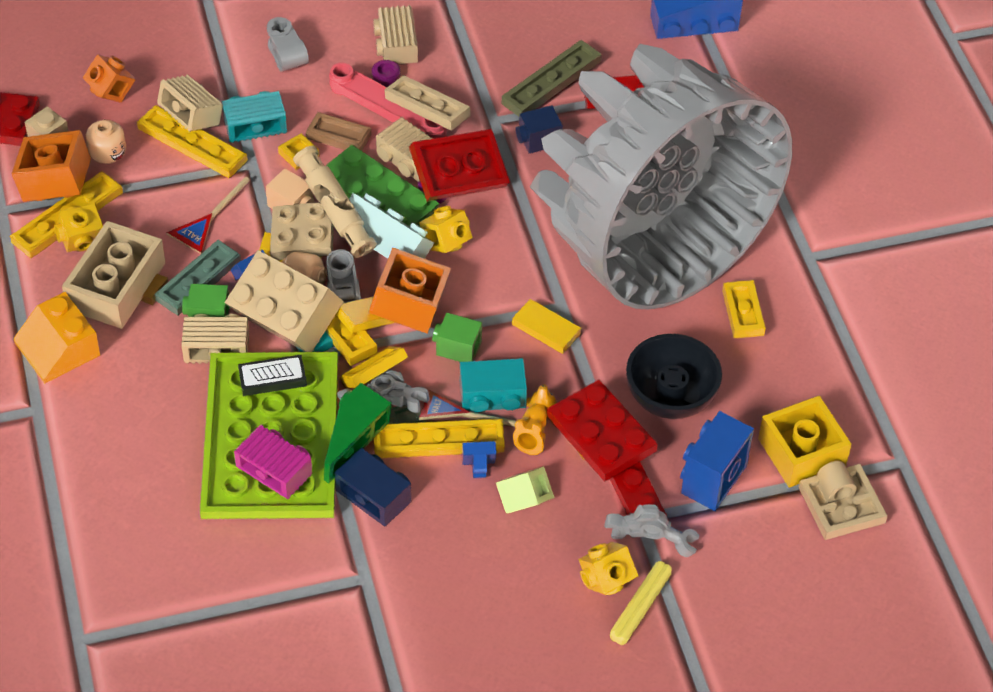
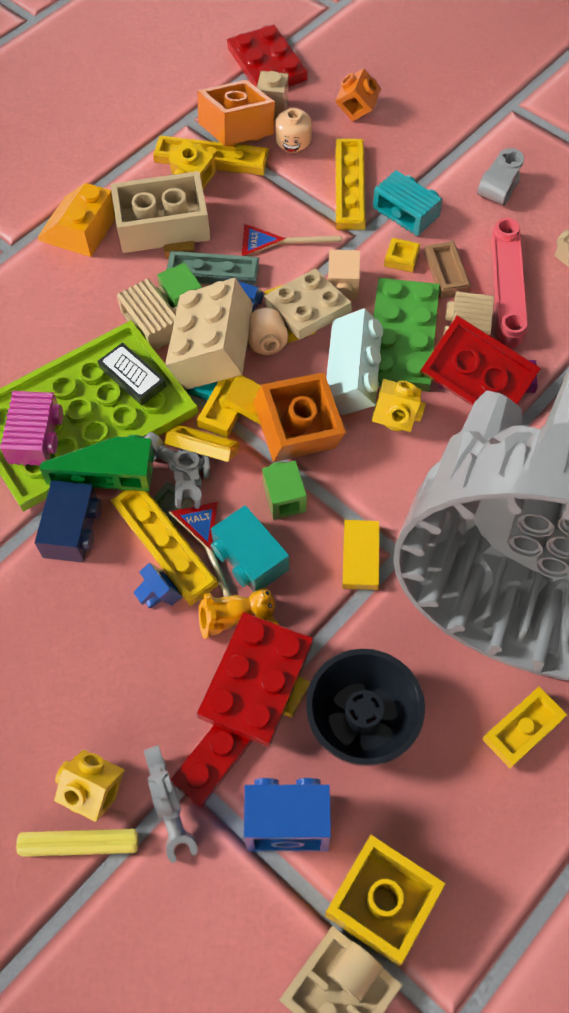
camera: 60 degrees right, 10 degrees up
(189, 103) = (379, 154): tan brick -> none
(334, 201) = (350, 281): tan piece -> none
(342, 275) = (276, 362): light grey piece -> none
(385, 72) = (545, 262): magenta tile -> none
(427, 102) = (524, 304): tan plate -> none
(525, 490) = (145, 650): yellowish green panel -> none

